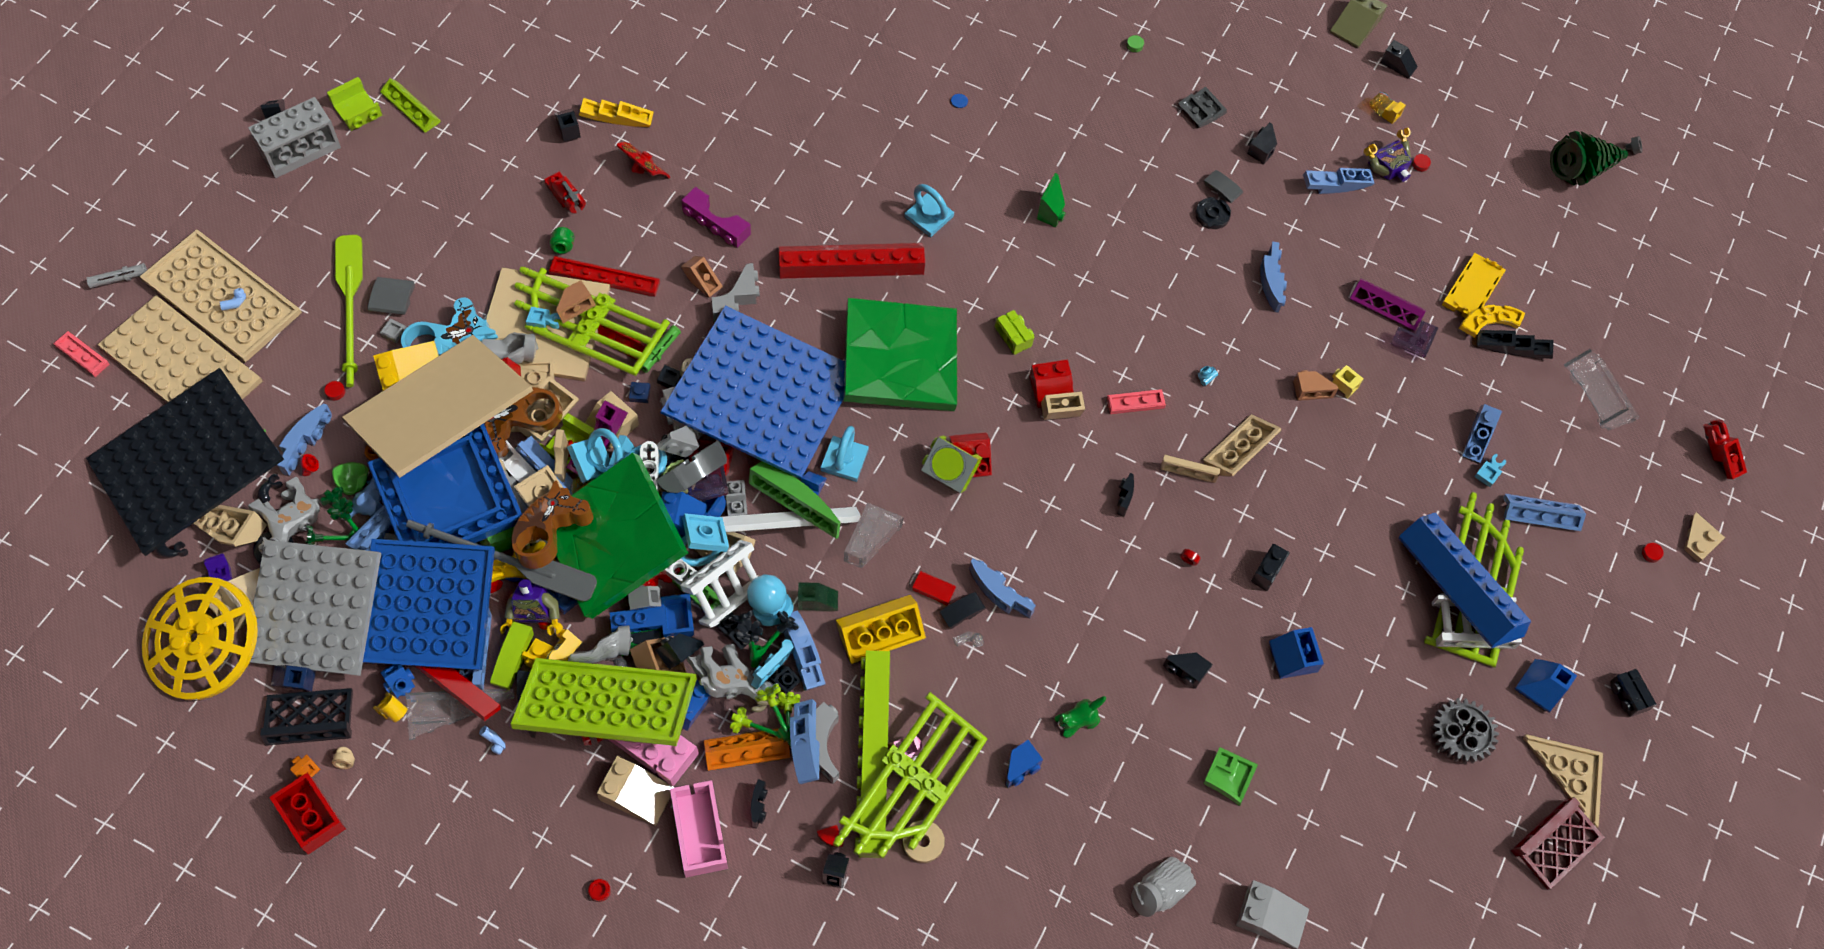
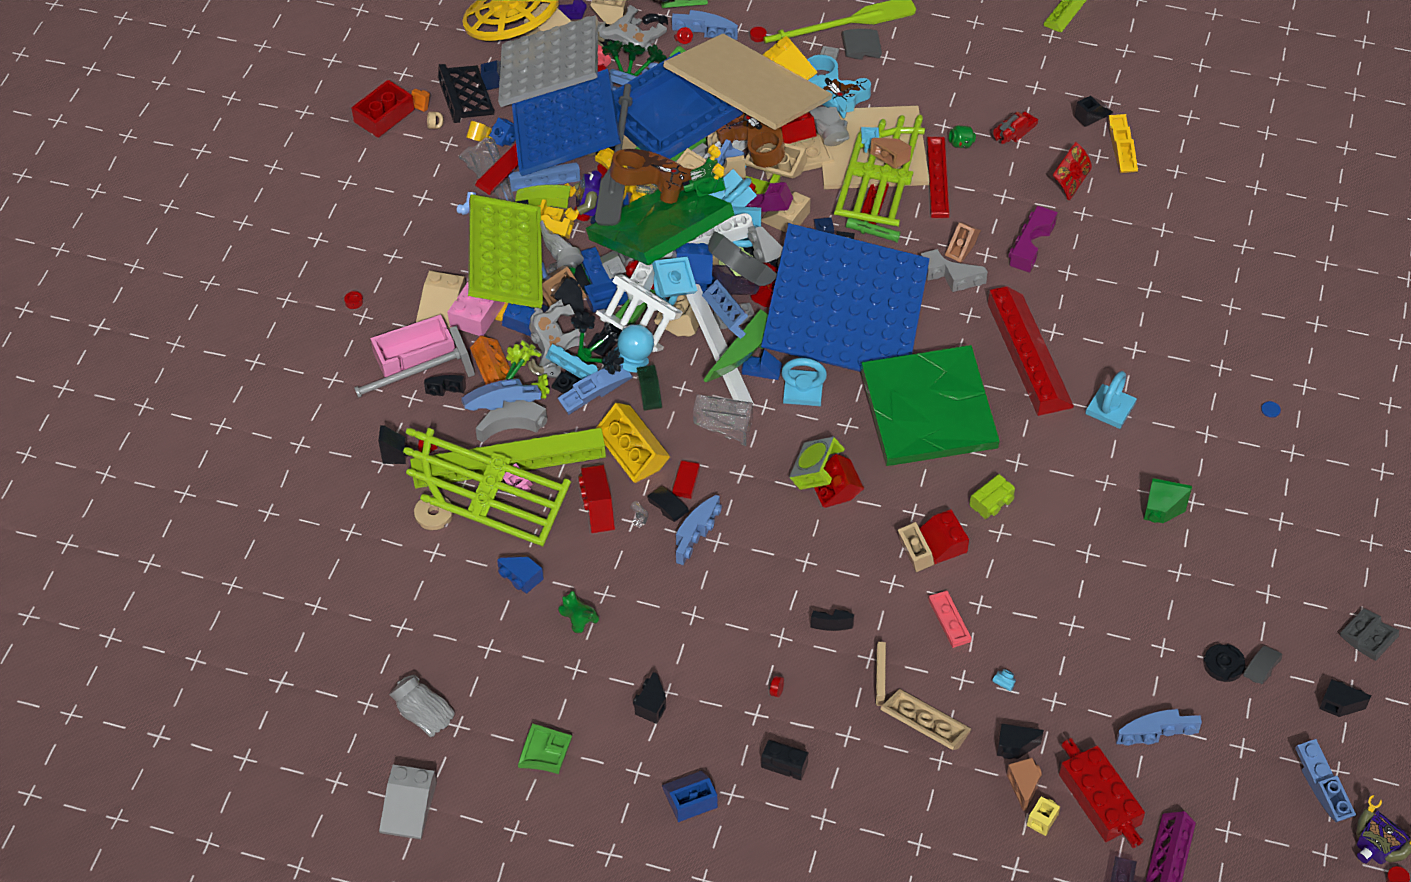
camera: 85 degrees right, 10 degrees down
(579, 469) = (708, 177): none -> green torso
(723, 777) = (459, 352): none -> light grey tile
(757, 500) = (721, 308): none -> medium blue fence
(945, 672) = (597, 498): none -> red wedge
(1273, 382) = (1017, 741): none -> black slope
(1331, 333) = (1101, 793): none -> red brick

